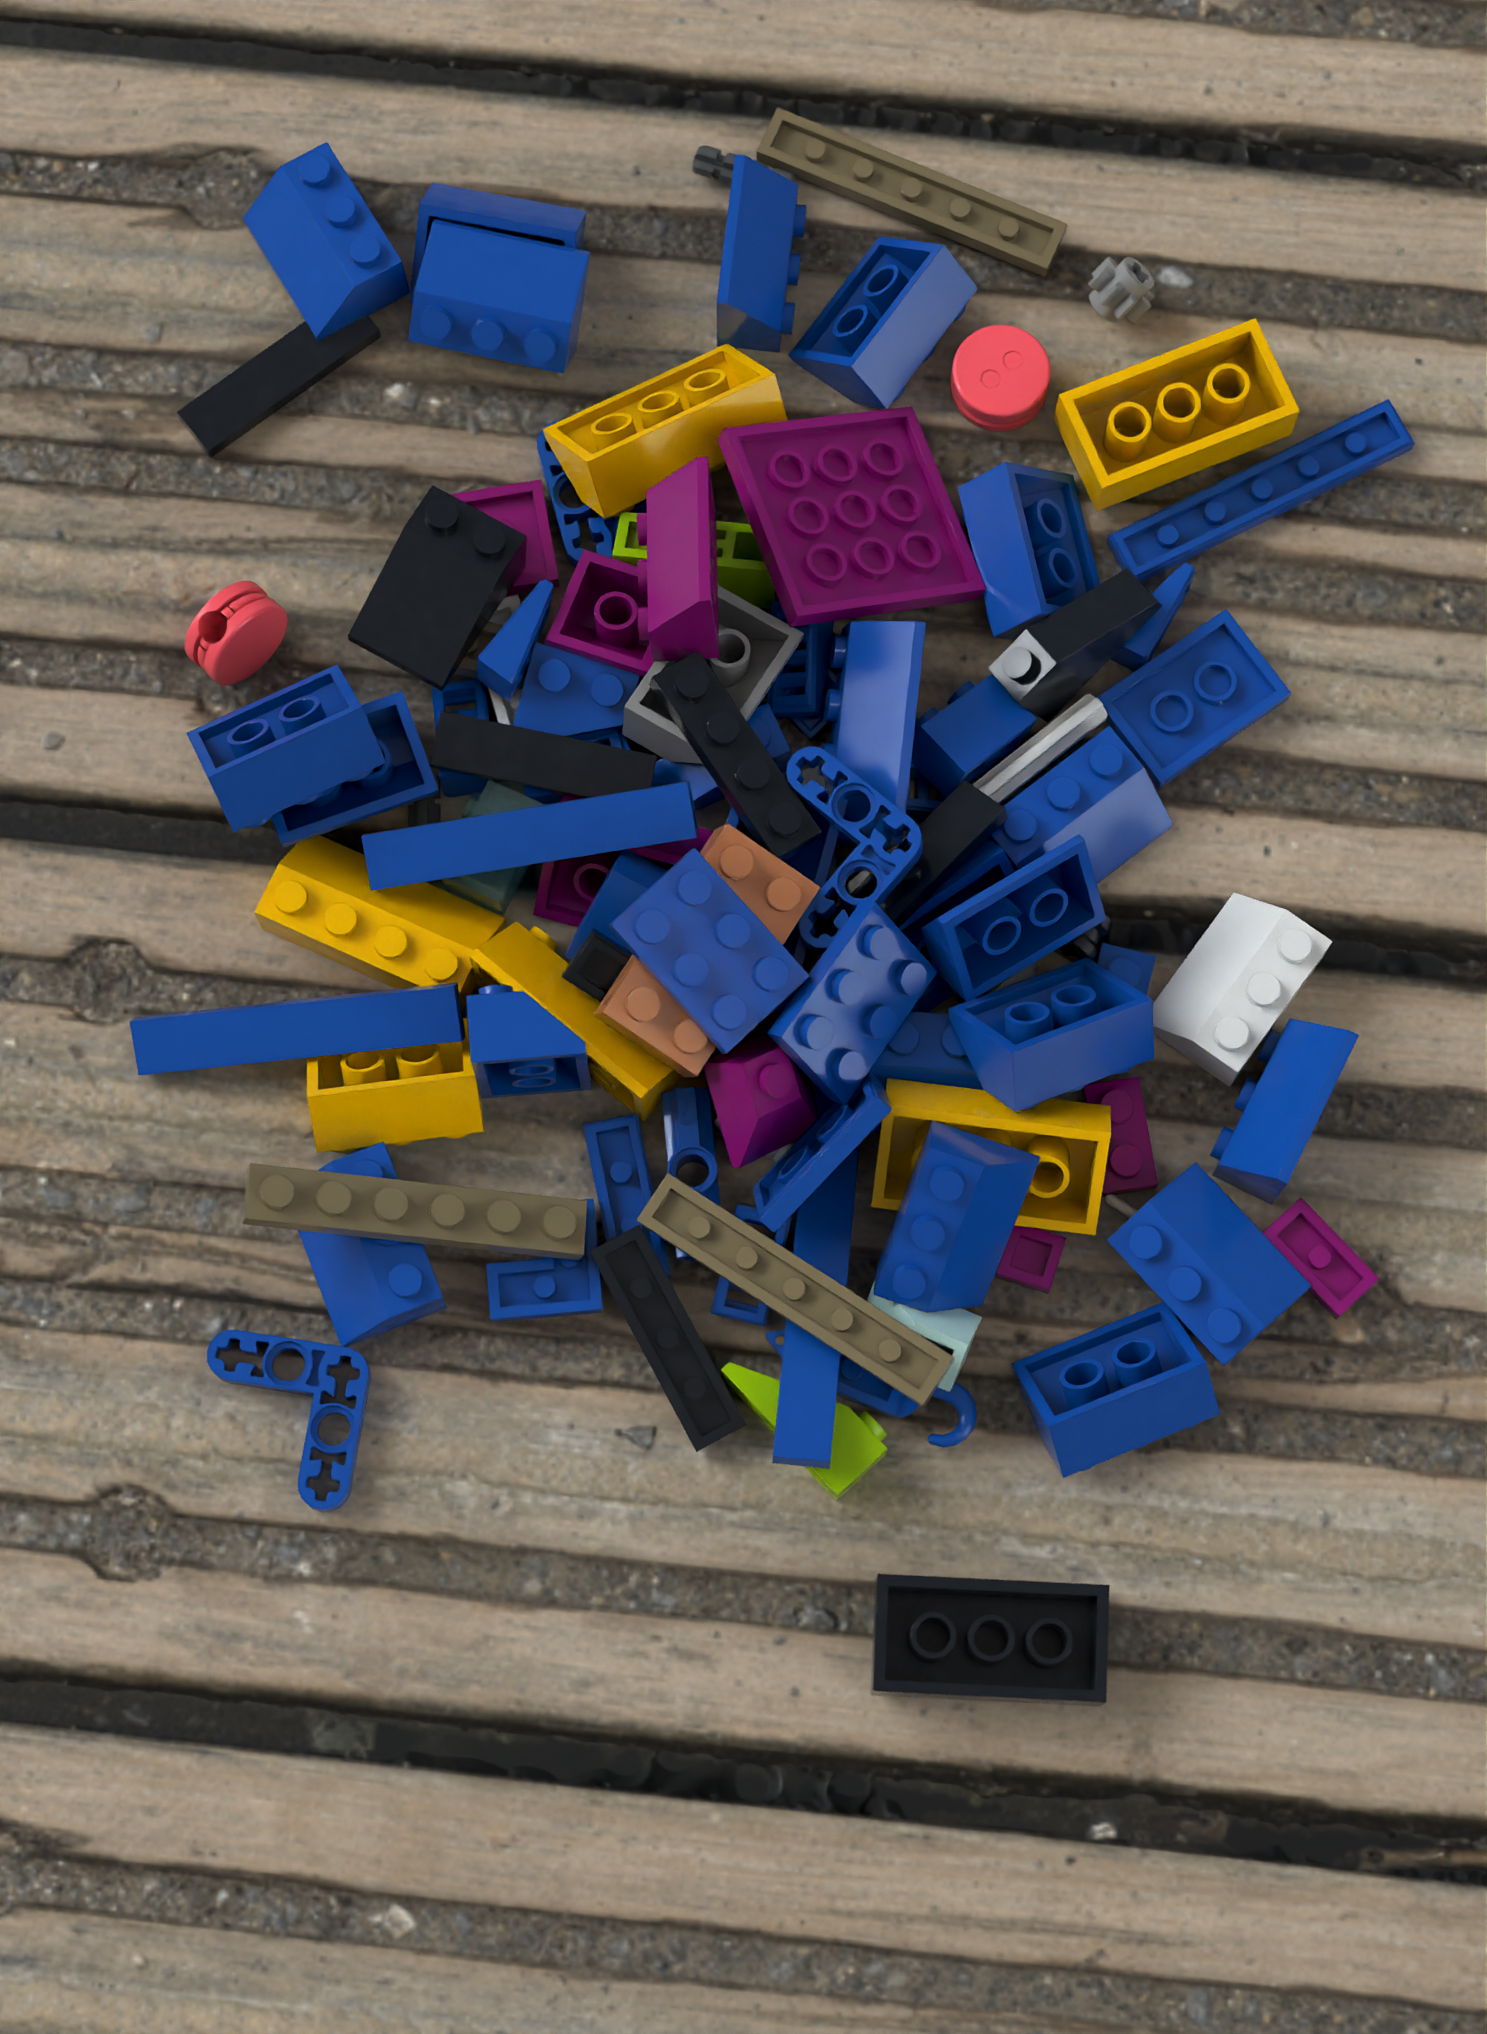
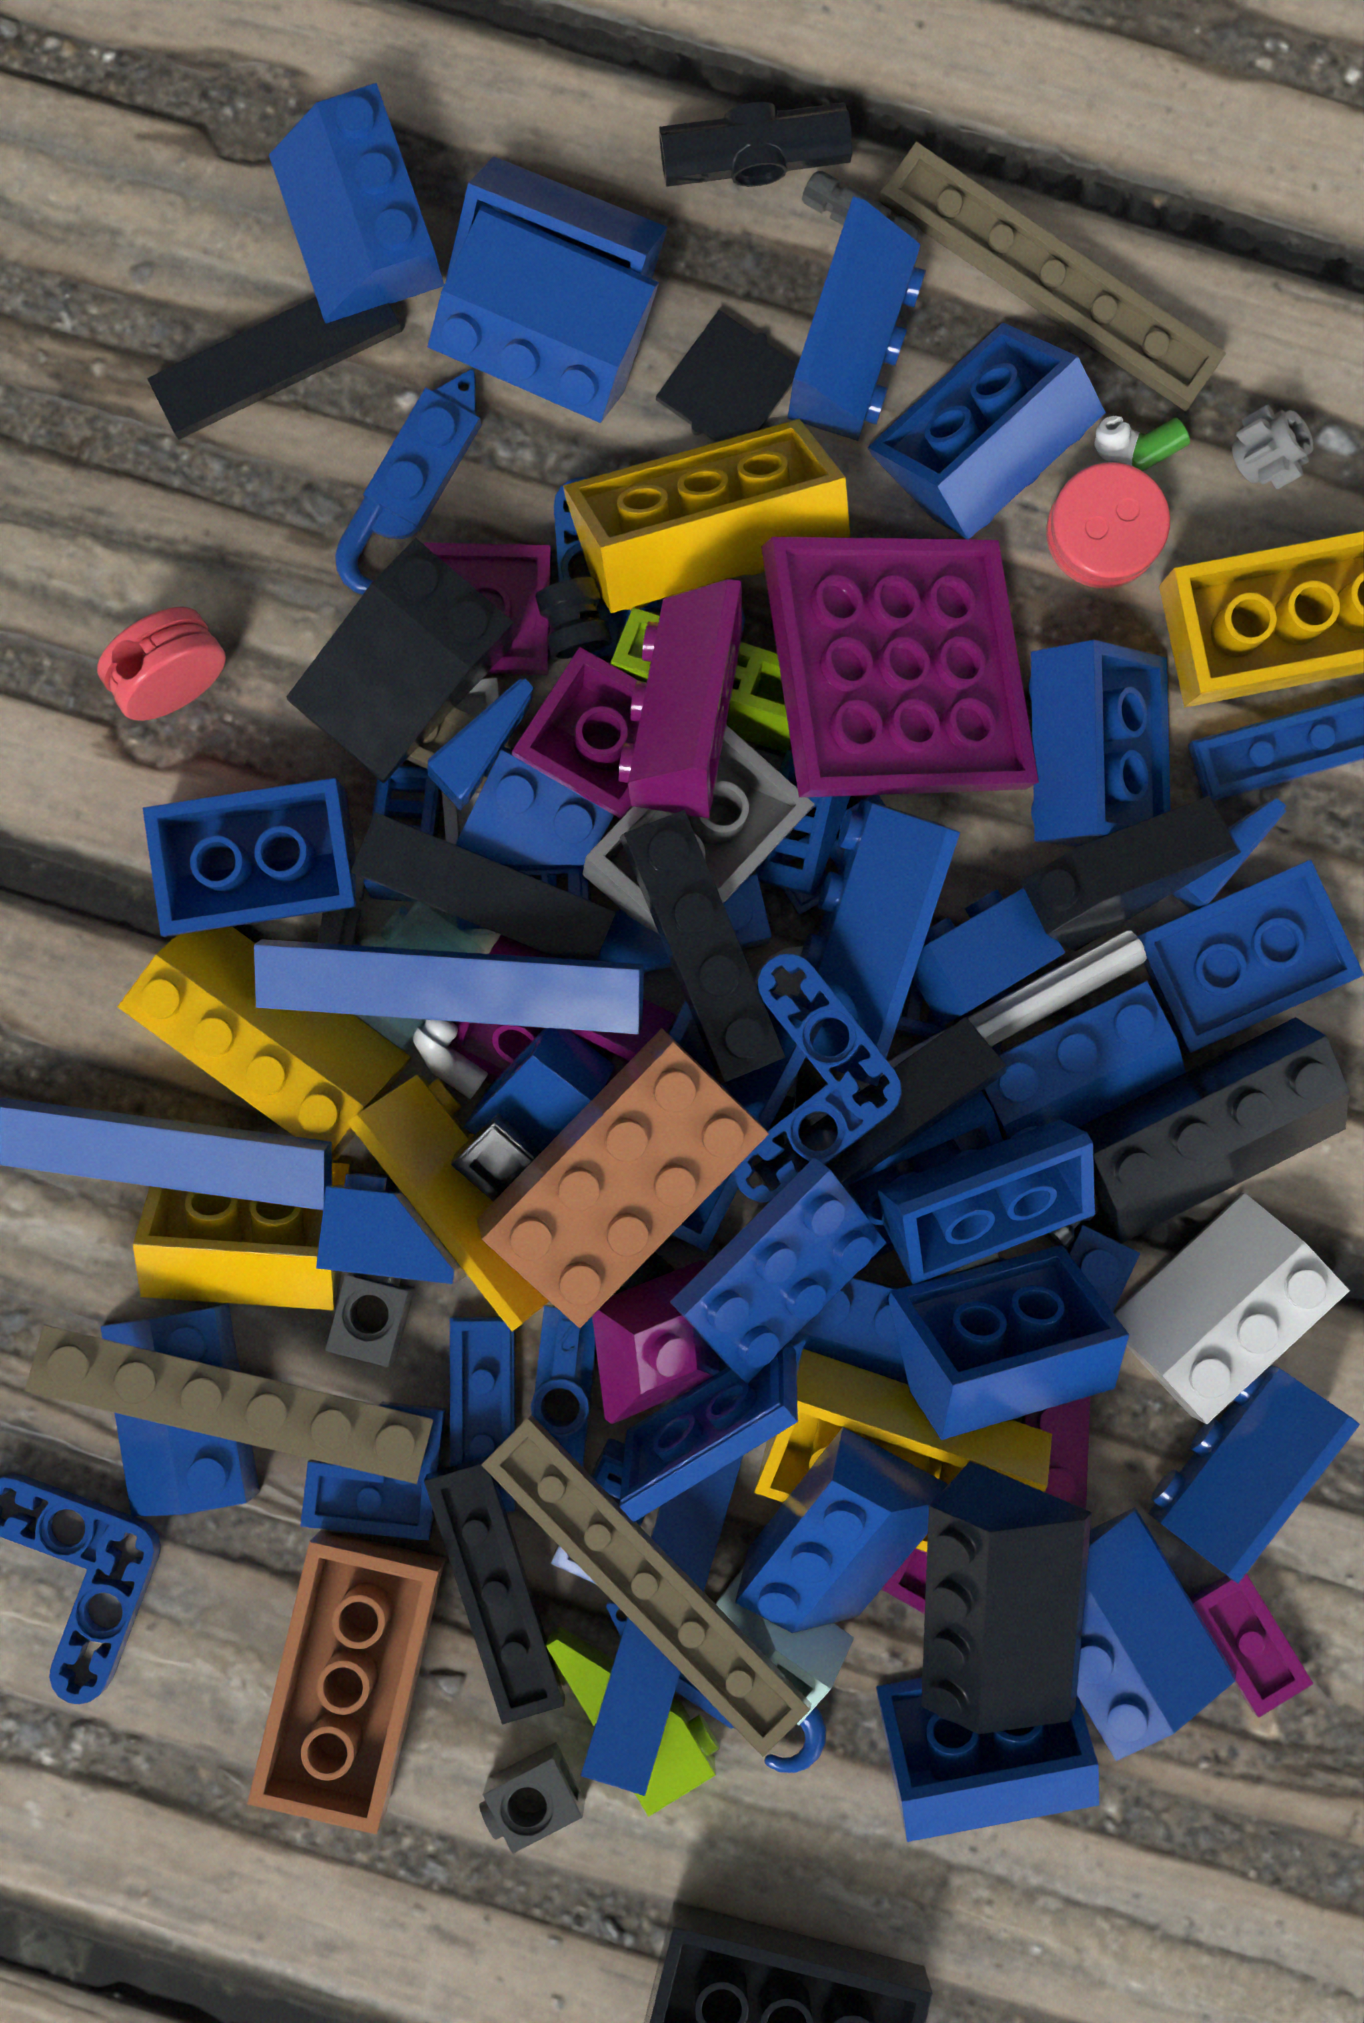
camera: 10 degrees right, 10 degrees up
(286, 748) = (181, 827): blue slope -> none
(412, 447) = (412, 473): none -> blue plate
(515, 1157) = (356, 1341): none -> dark grey brick
(532, 909) = (444, 1061): none -> white arm
(556, 1434) = (346, 1681): none -> nougat brick
(572, 528) = (573, 617): none -> black wheel
(645, 134) = (755, 144): none -> black piece
(661, 325) = (728, 381): none -> black piece
(708, 951) = (618, 1194): blue plate -> none
(745, 1486) = (549, 1775): none -> dark grey brick
(1020, 313) = (1121, 444): none -> arm
(1097, 1242) = (1003, 1603): none -> black slope
(1196, 840) = (1216, 1126): none -> black slope

